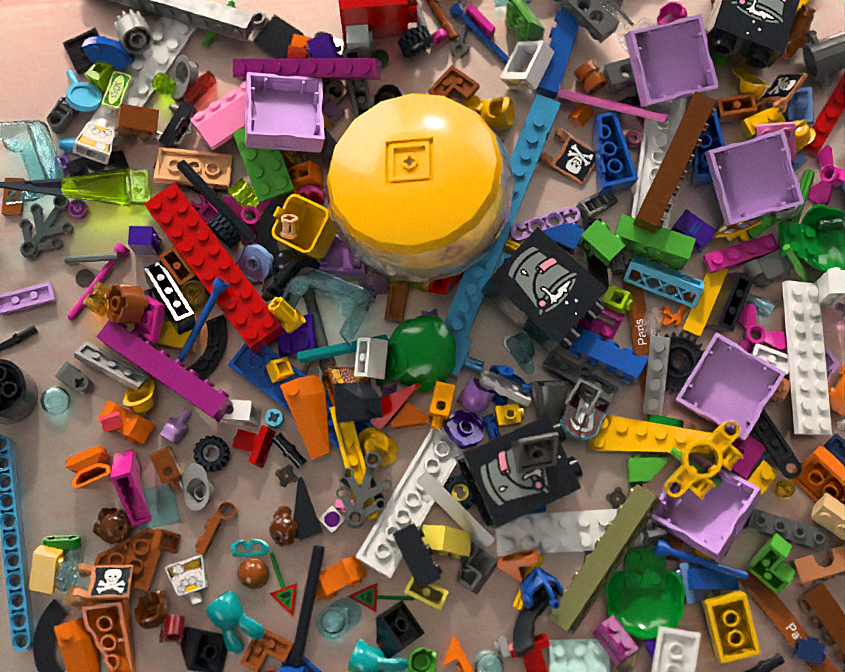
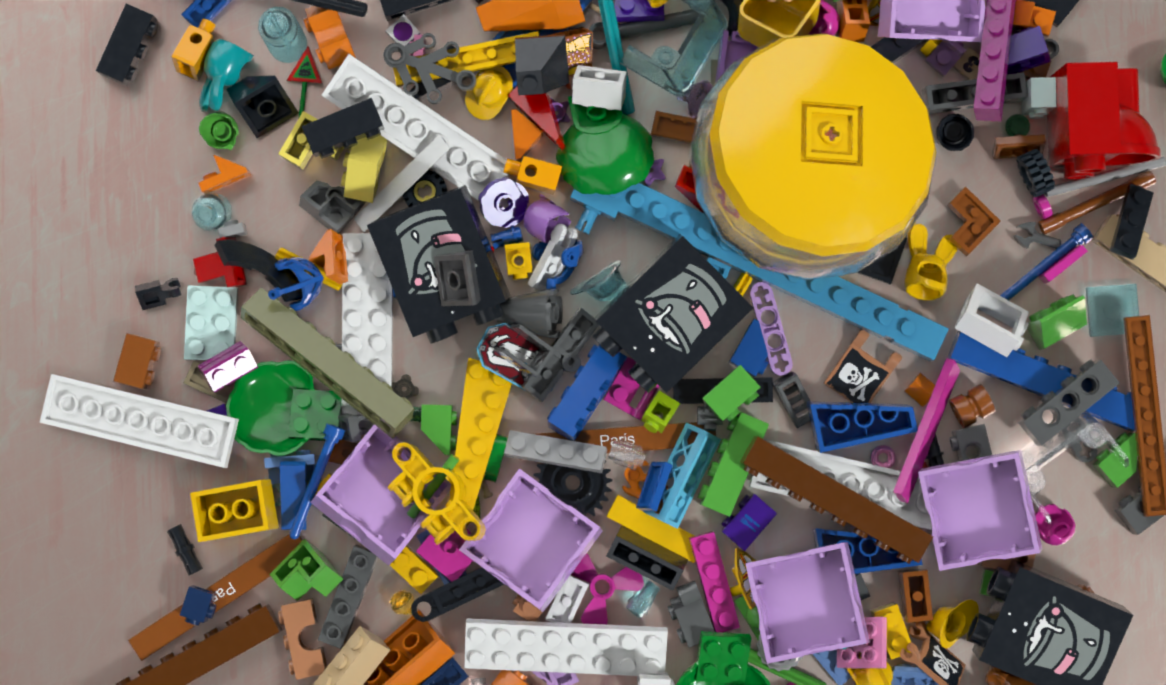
camera: 90 degrees right, 10 degrees up
(395, 56) = (1017, 145): none -> dark orange plate
(675, 300) = (654, 486): none -> blue tile
(796, 263) = (689, 650): bright green bar -> none

